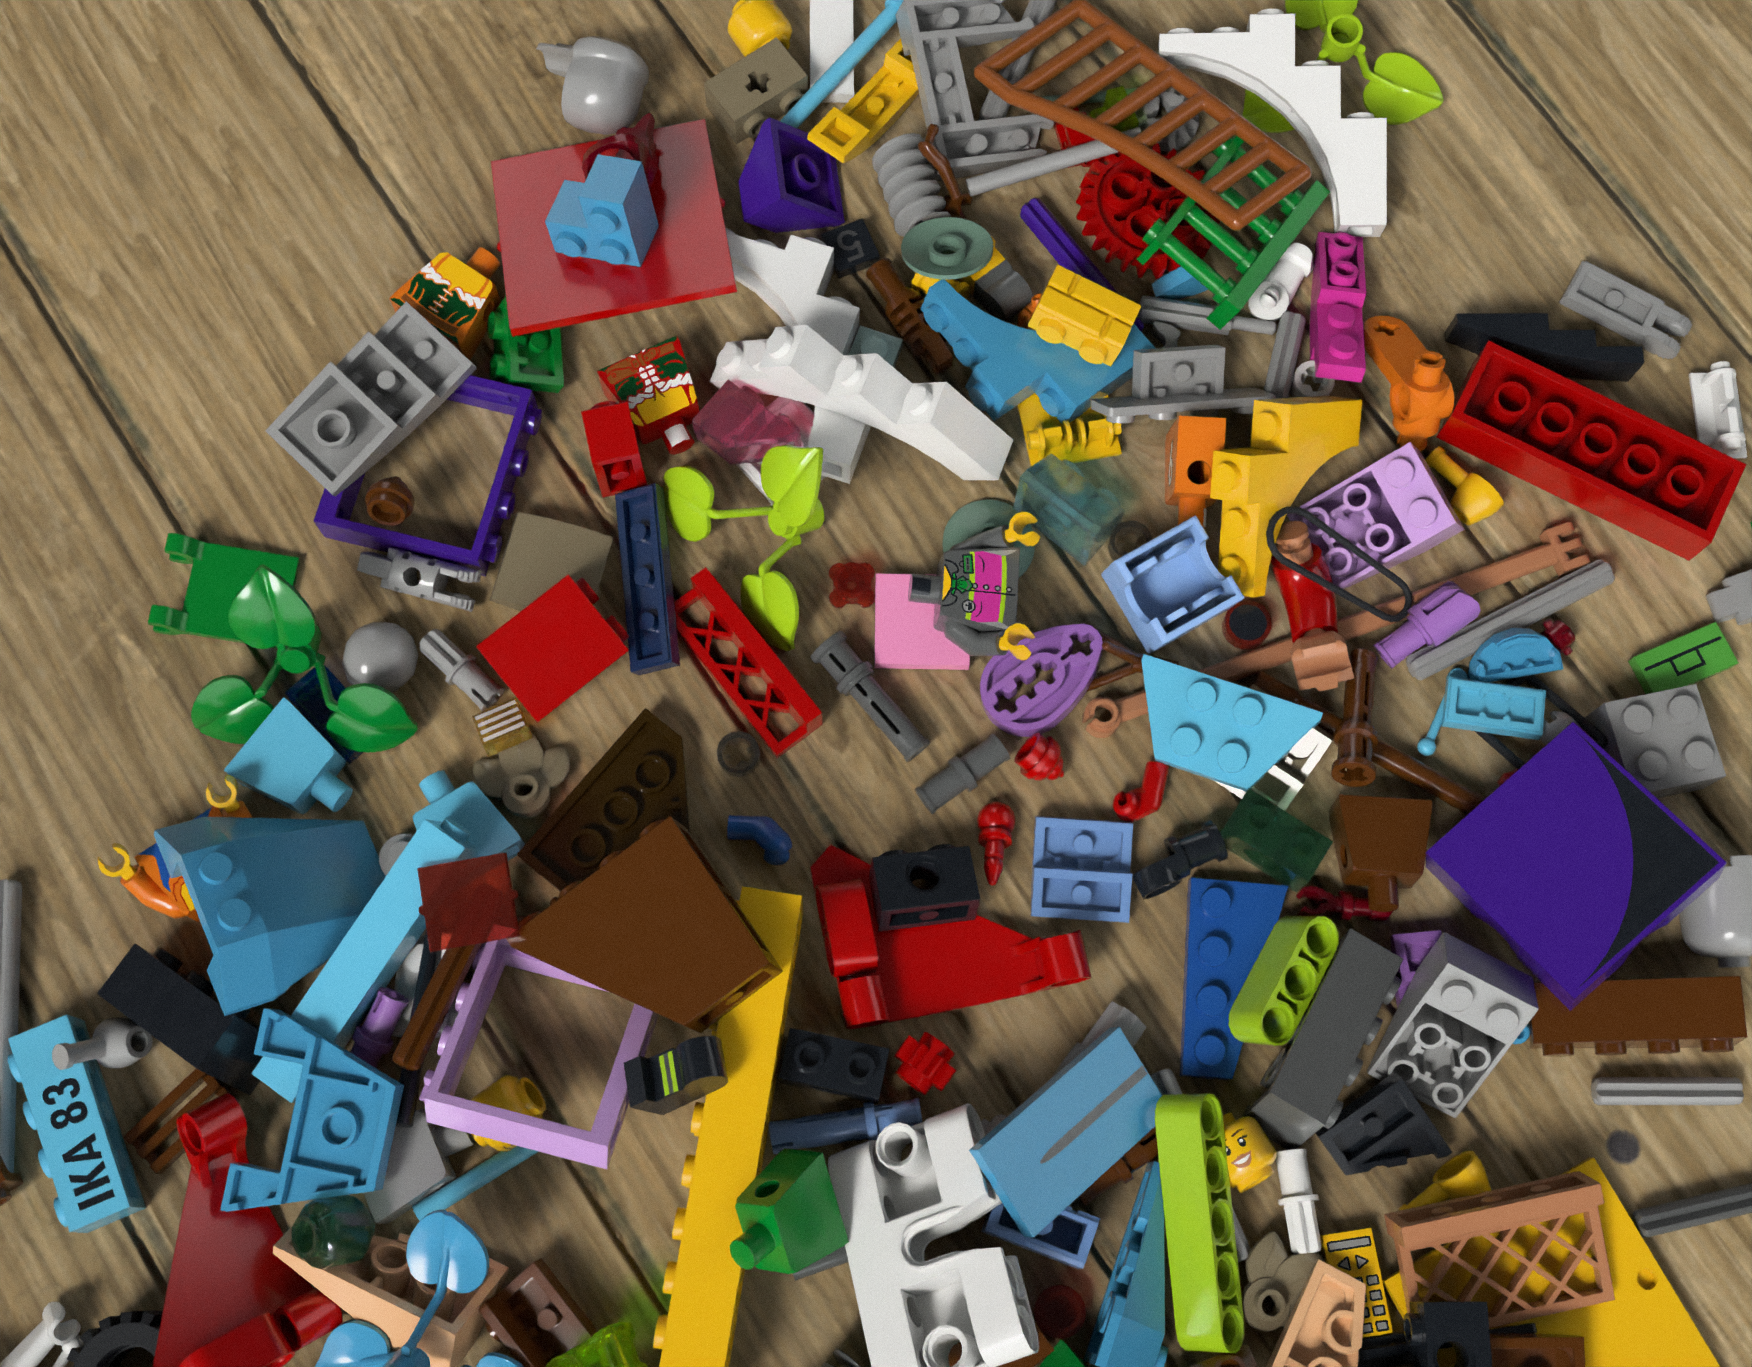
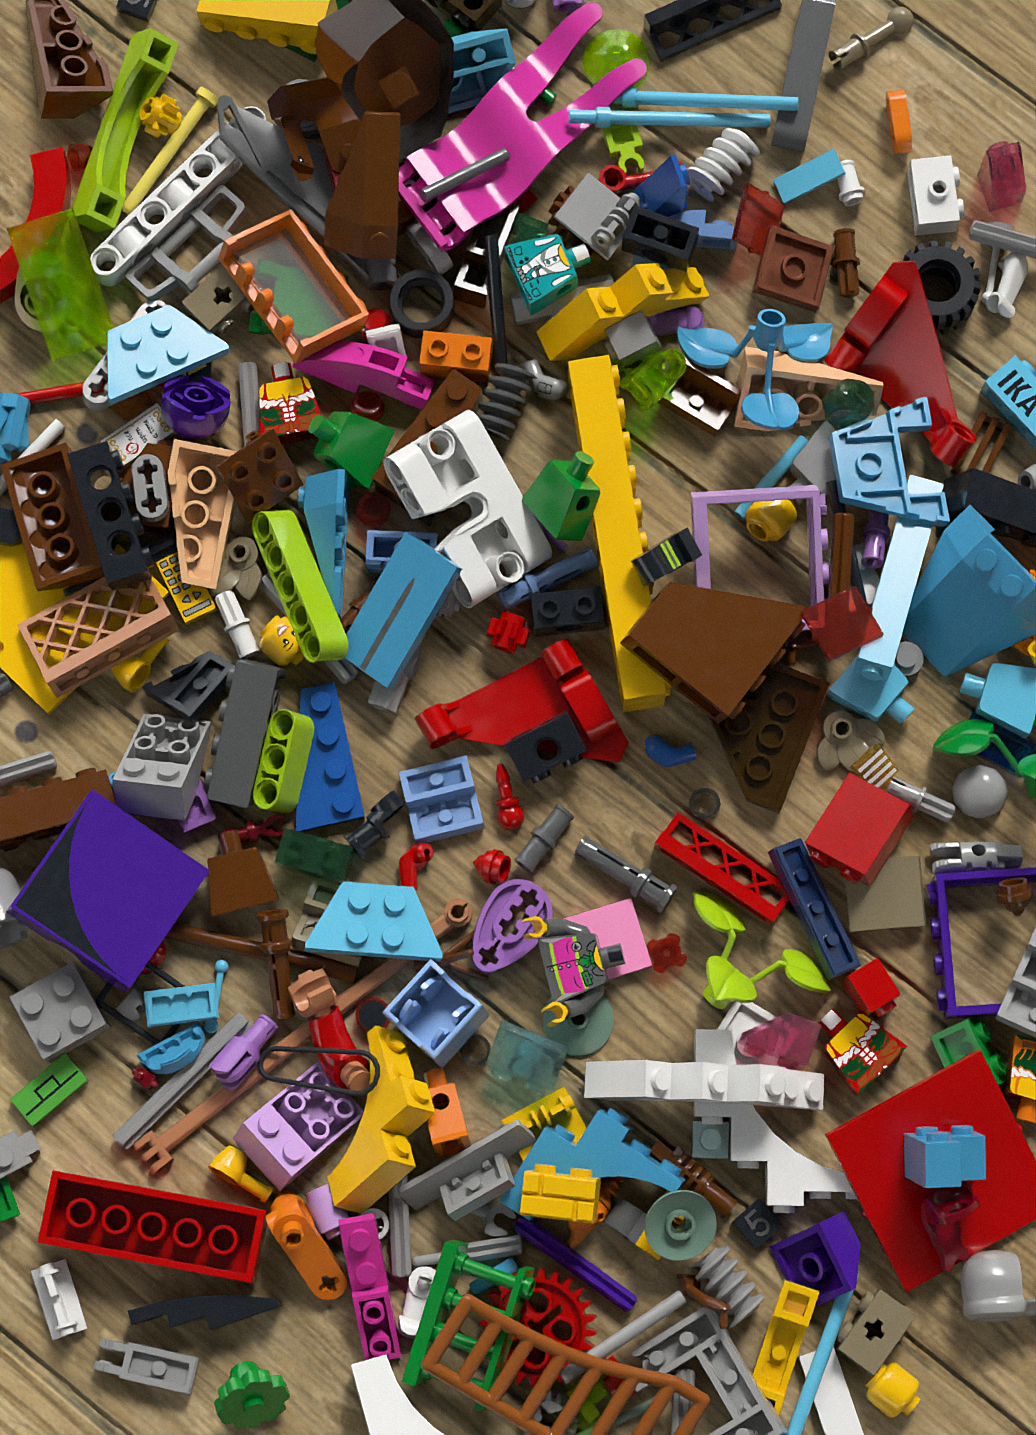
camera: 170 degrees right, 5 degrees up
(1376, 410) = (323, 1212): none -> lavender brick
(1512, 236) = (251, 1396): none -> green plant

